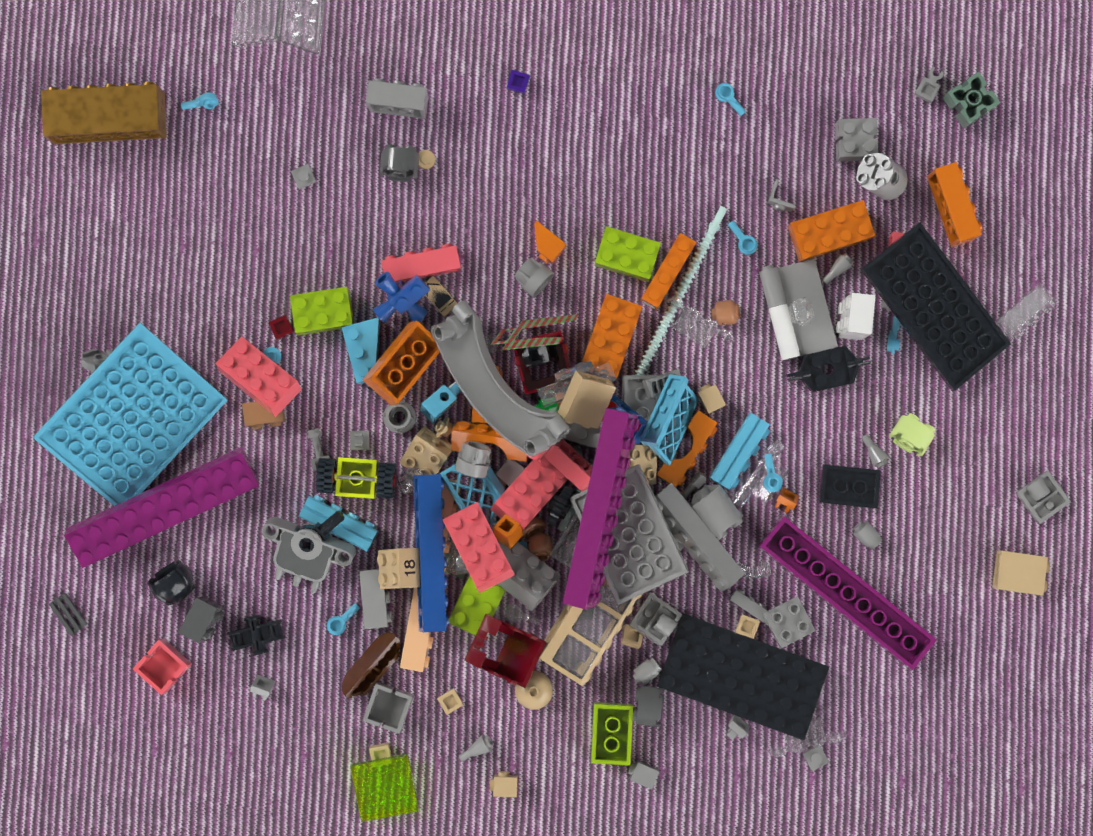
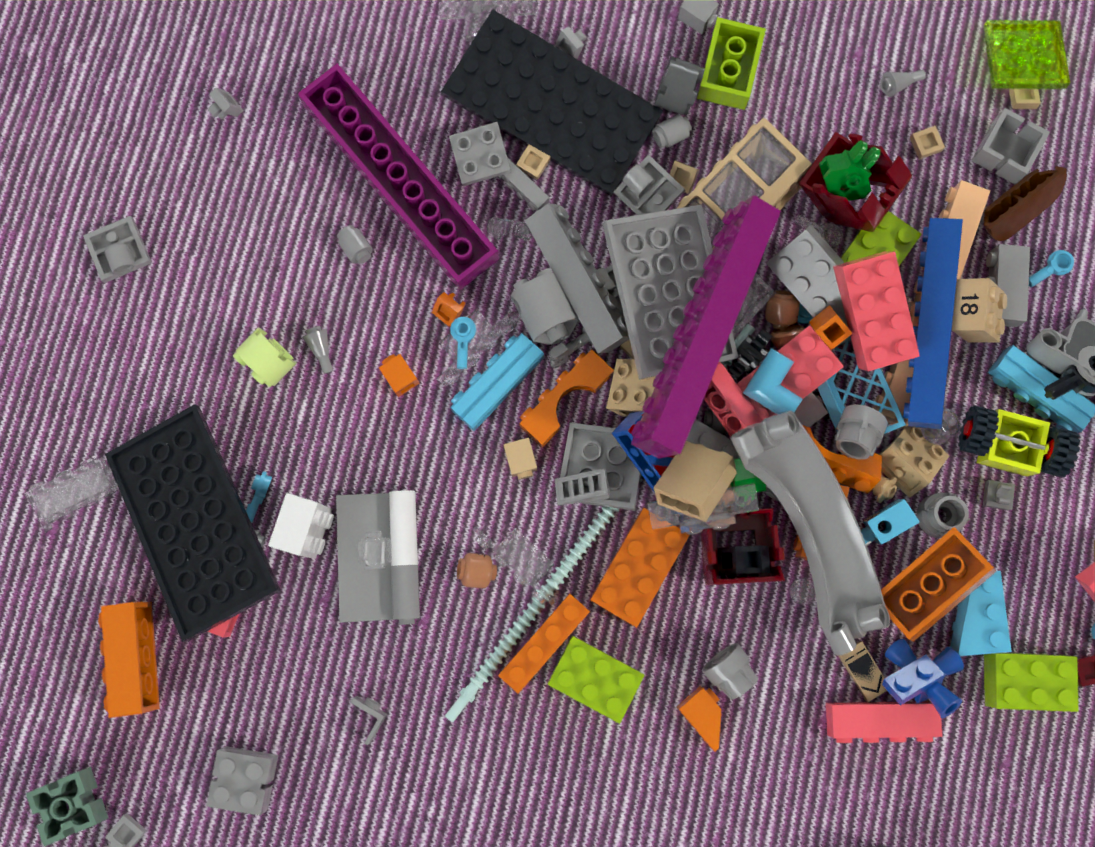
camera: 175 degrees left, 5 degrees down
(314, 435) = (1059, 514): light grey hinge -> none
(504, 784) = (874, 30): tan brick -> none
(511, 343) = (764, 572): piece -> none
(511, 655) = (850, 171): none -> green hinge
(537, 692) = (815, 132): tan cylinder -> none
(545, 477) = (766, 386): none -> medium azure brick
(662, 417) = (595, 438): medium azure fence -> none
(747, 244) = (427, 661): medium azure plate -> none
(813, 443) = (398, 374): none -> orange brick
(831, 231) = (307, 656): orange brick -> none
(840, 359) = (334, 465): black plate -> none
(841, 264) = (308, 604): light grey cone -> none
(849, 486) = (362, 310): black plate -> none
(882, 176) = (219, 719): light grey cylinder -> none
(991, 626) = (224, 104): none -> light grey tile
(1020, 572) = (171, 161): tan brick -> none

